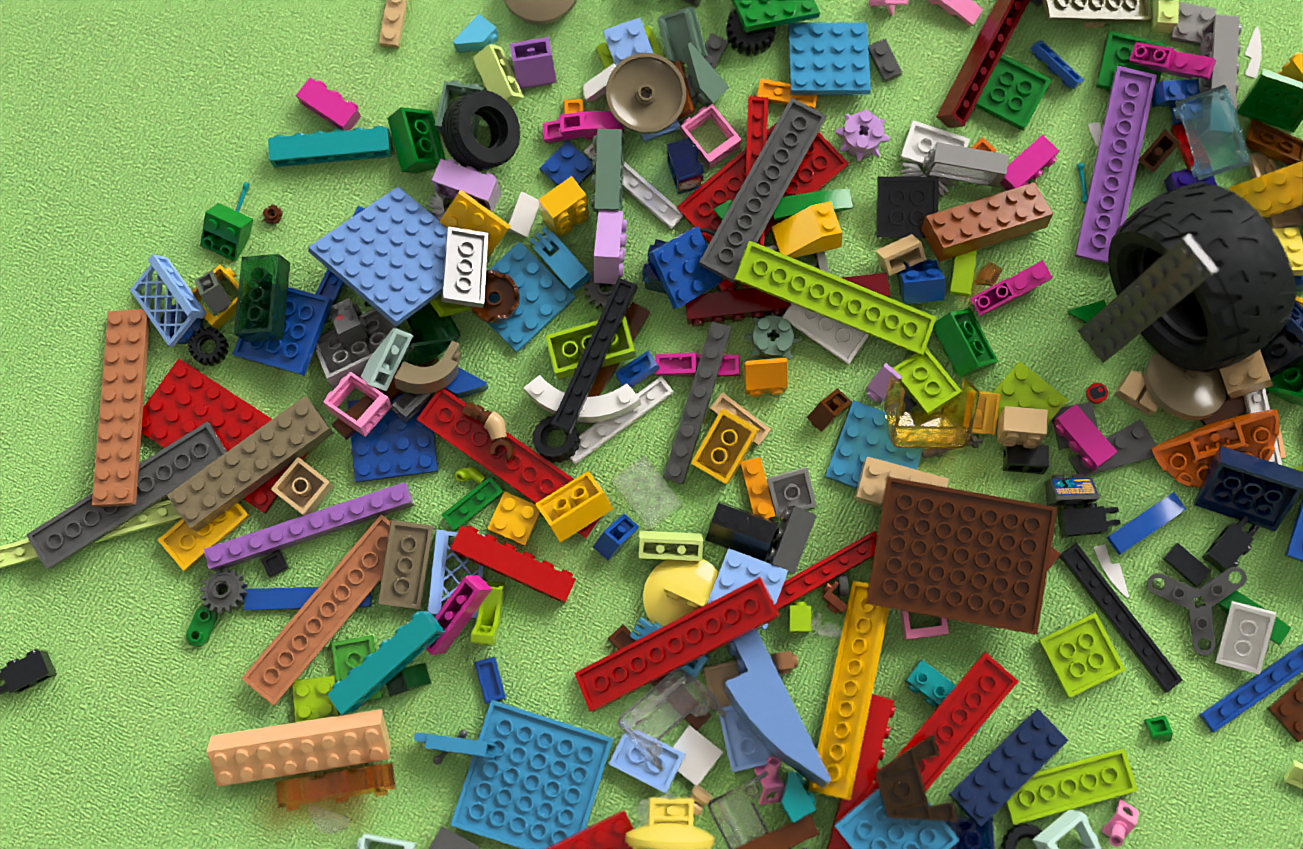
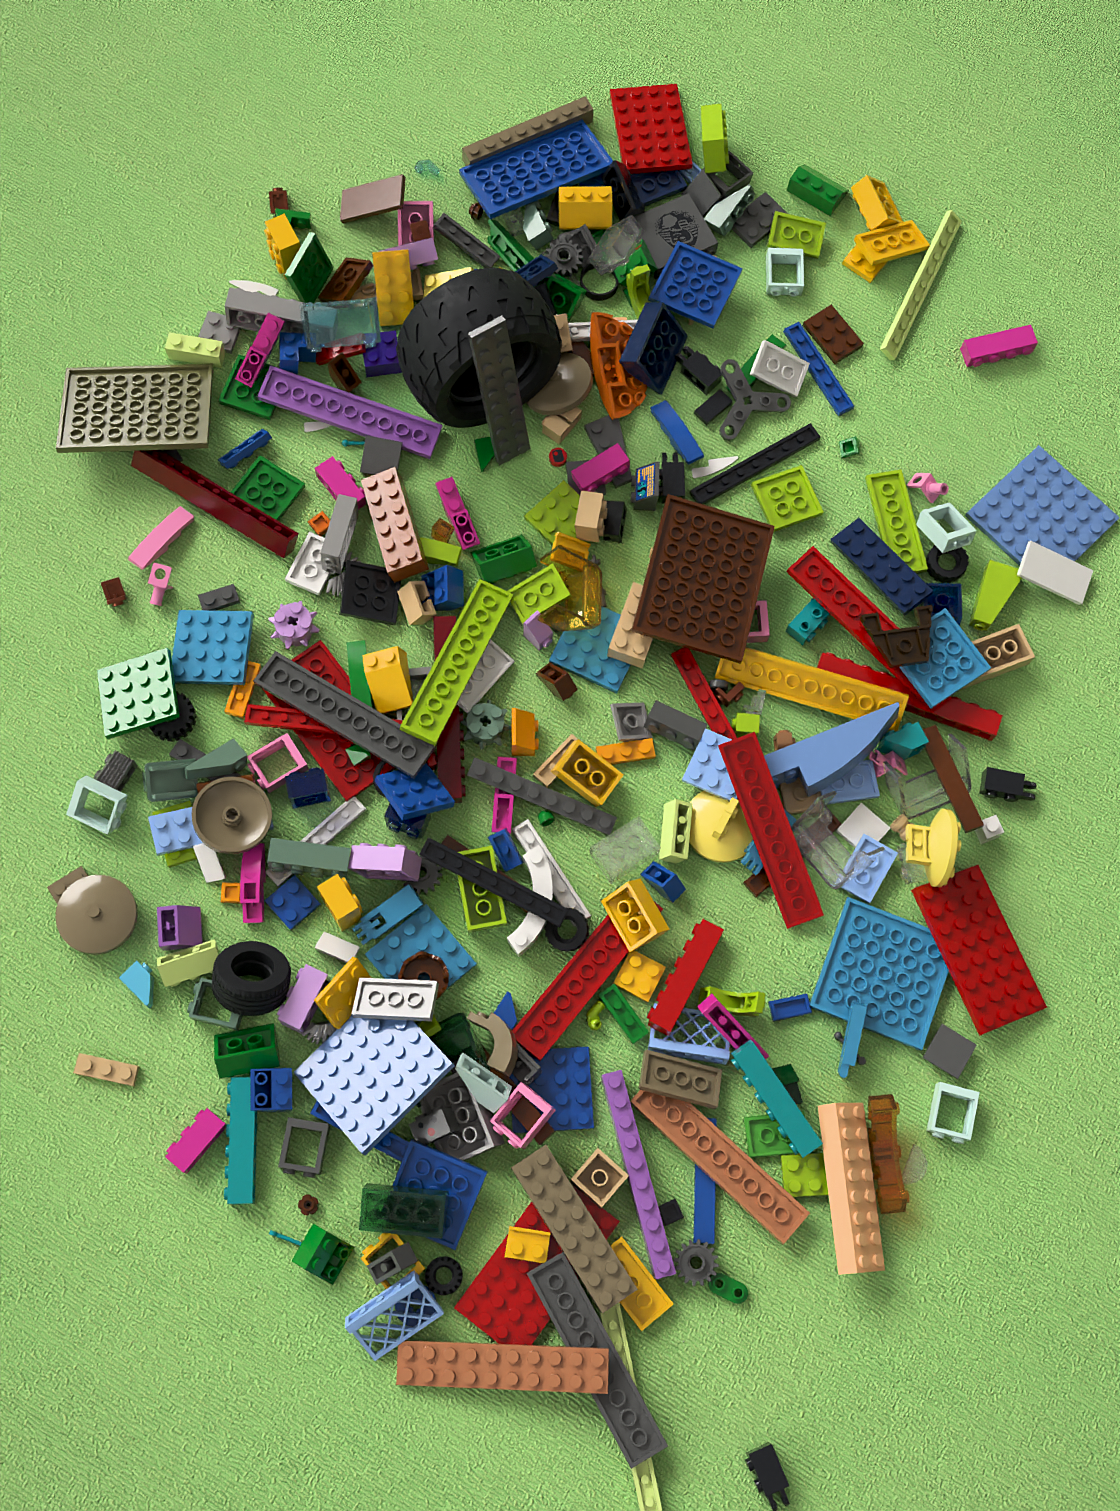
camera: 95 degrees left, 5 degrees down
(236, 421) = (527, 1244): none -> yellow plate
(346, 206) = (310, 1126): none -> dark grey window
(377, 166) = (271, 1090): none -> blue slope
(494, 424) = (551, 984): piece -> none
(675, 409) = (545, 818): none -> green hinge
(741, 531) = (664, 767): black slope -> none
(1068, 202) = (380, 455): none -> dark grey tile

